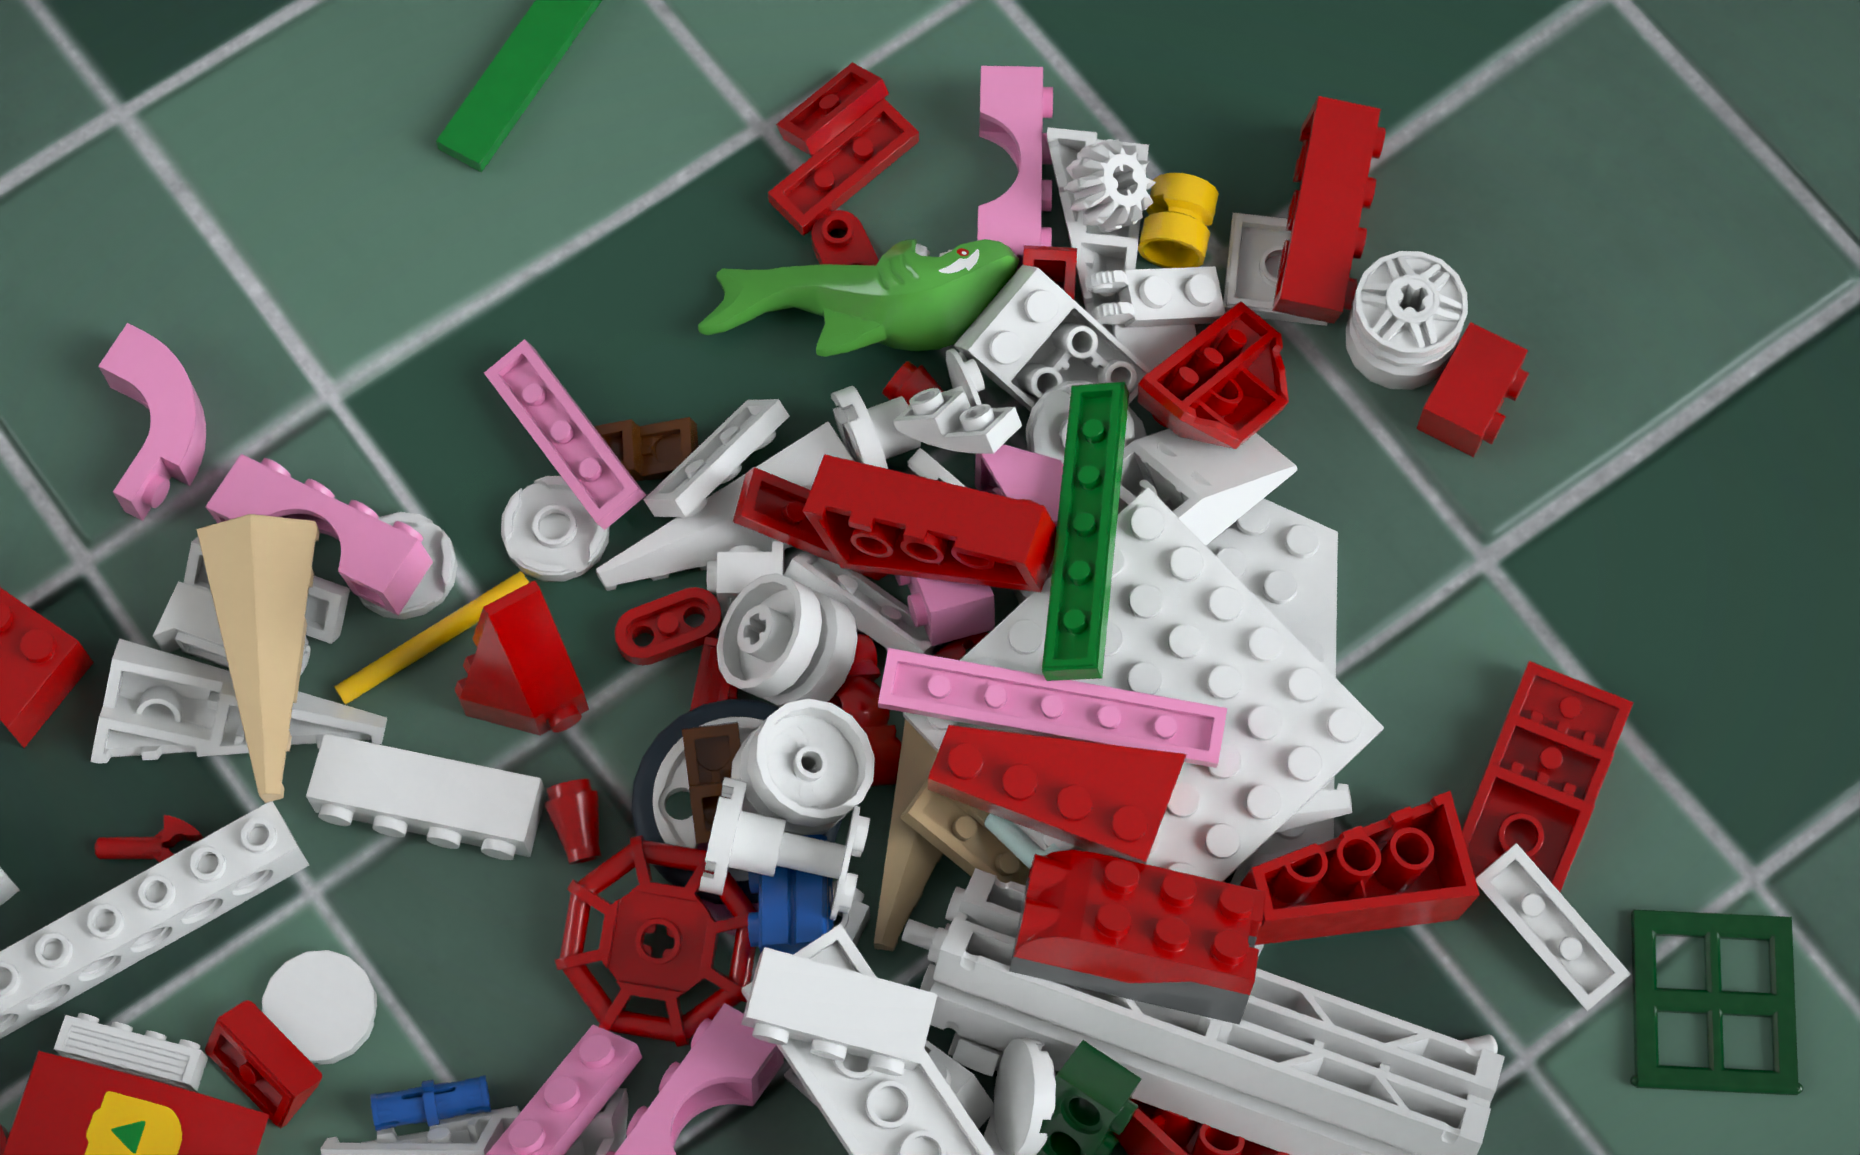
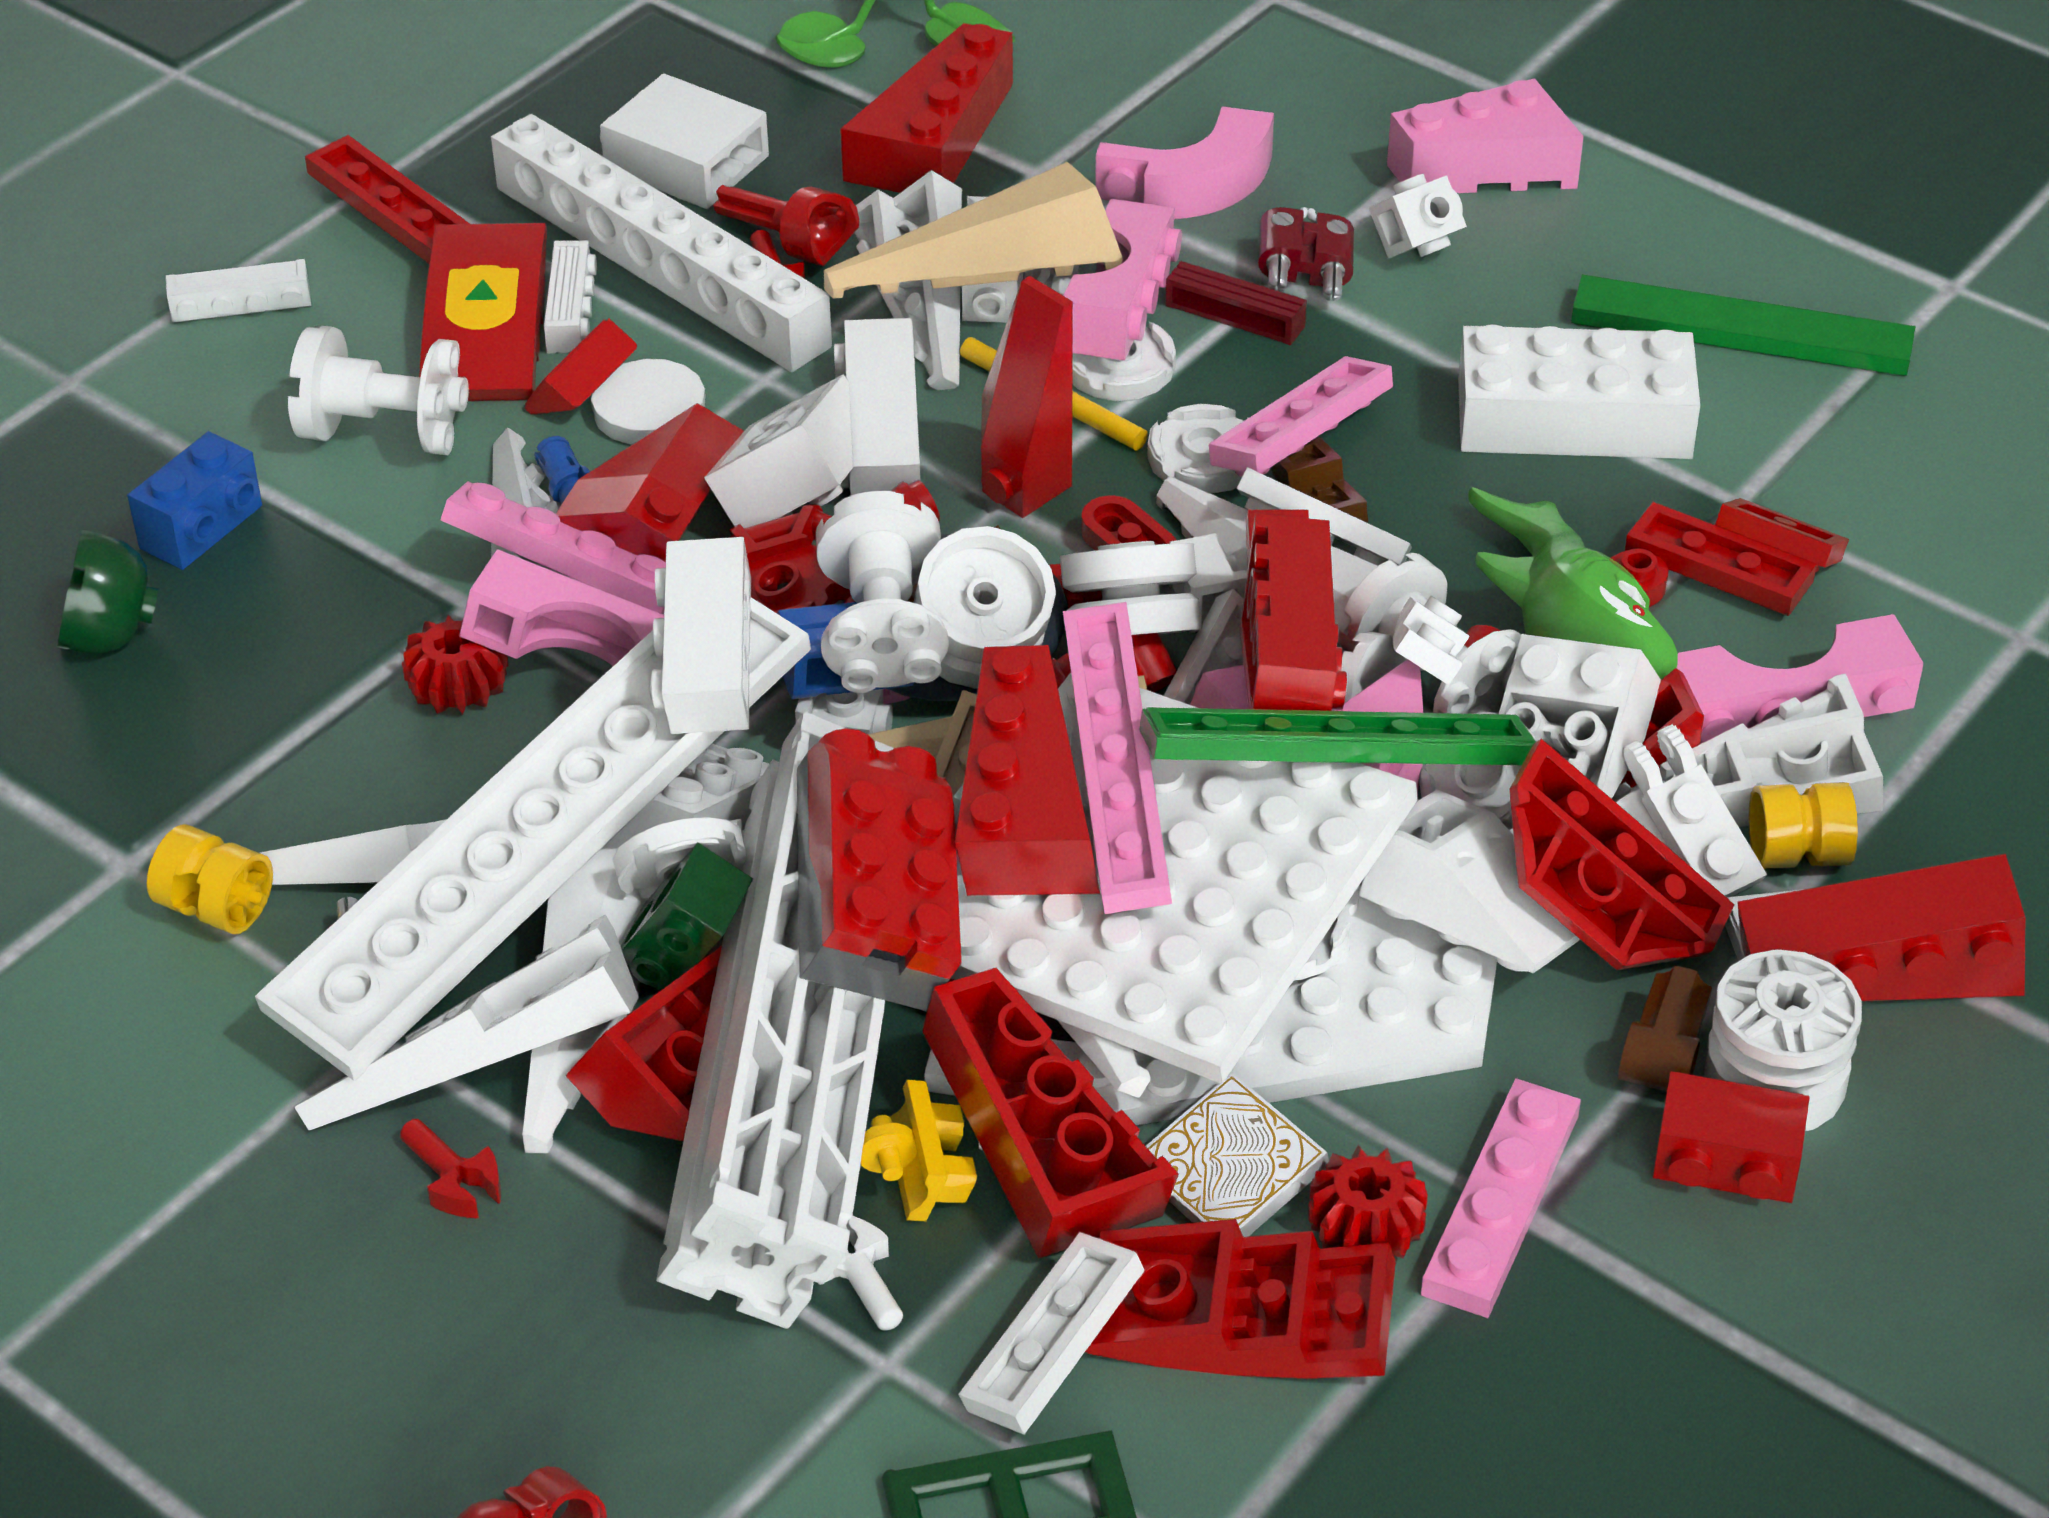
camera: 75 degrees right, 25 degrees down
(121, 795) = (809, 224): none -> red piece
(222, 151) = (1487, 137): none -> bright pink wedge
(317, 358) = (1315, 248): none -> dark red piece
(318, 248) = (1418, 216): none -> white brick
(367, 439) = (1236, 302): none -> dark red piece
(479, 892) = (788, 458): none -> white slope
(479, 1023) = (653, 485): none -> red wedge
(605, 201) = (1578, 392): none -> white brick
(1109, 185) = (1818, 745): white gear -> none
(1364, 981) = (910, 1151): none -> yellow hips
(1370, 404) = (1667, 1030): none -> reddish brown piece
(1415, 753) = (1236, 1157): none -> tile
(1474, 685) = (1367, 1202): none -> red gear
(1475, 567) = (1500, 1198): none -> bright pink plate

